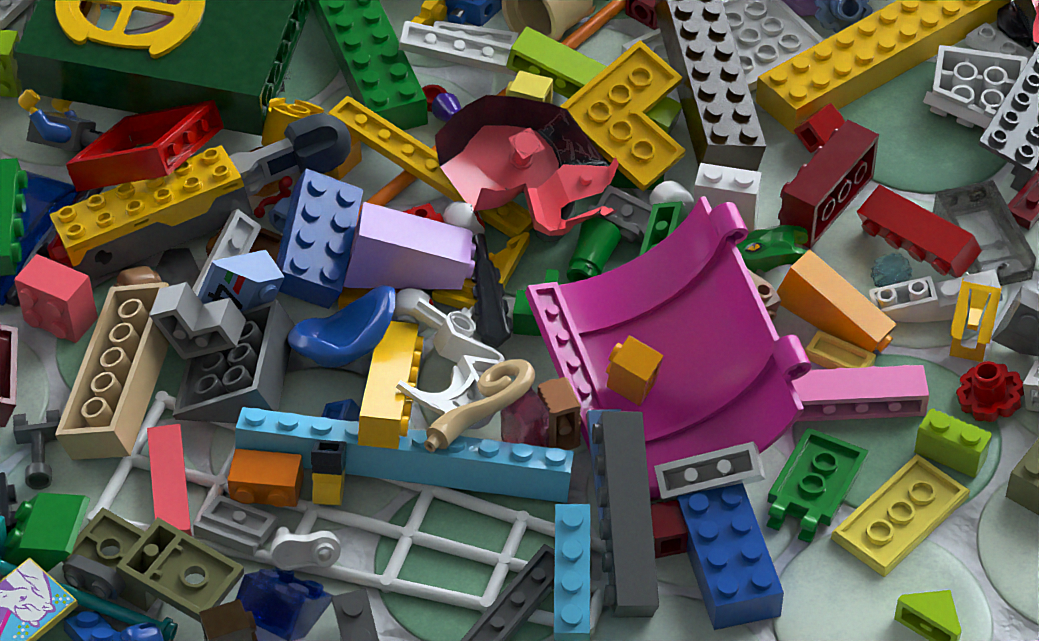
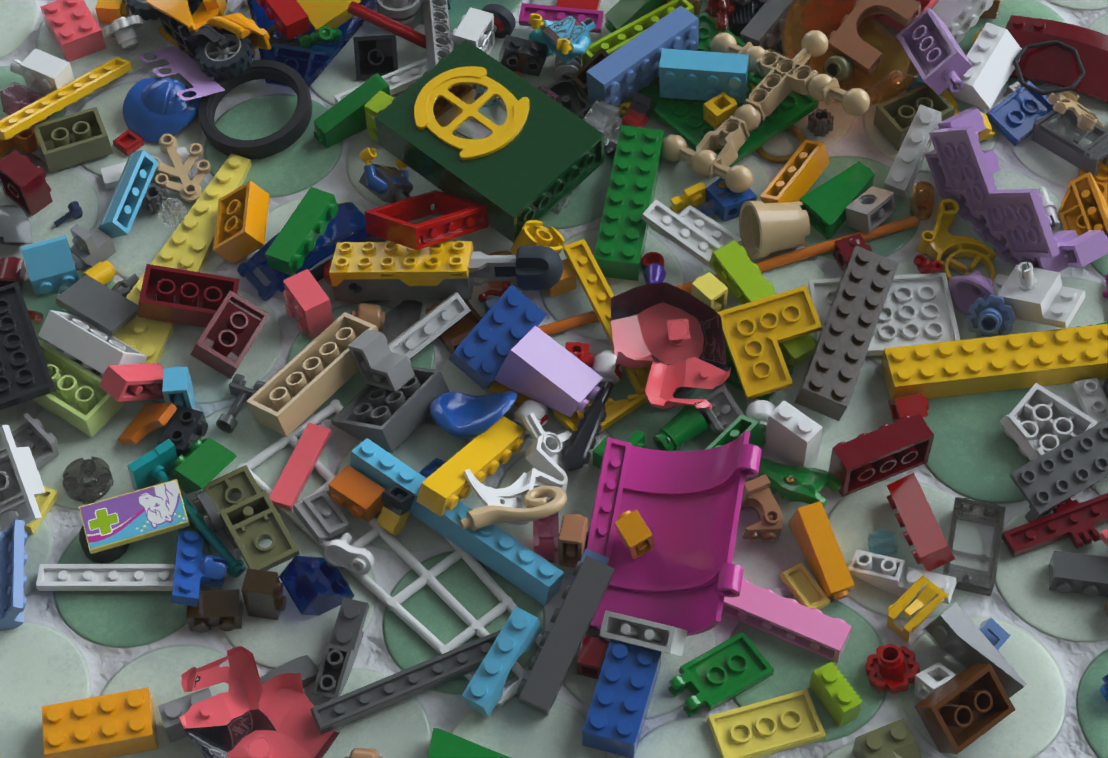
camera: 30 degrees right, 5 degrees up
(245, 278) = (425, 347): medium blue slope -> none

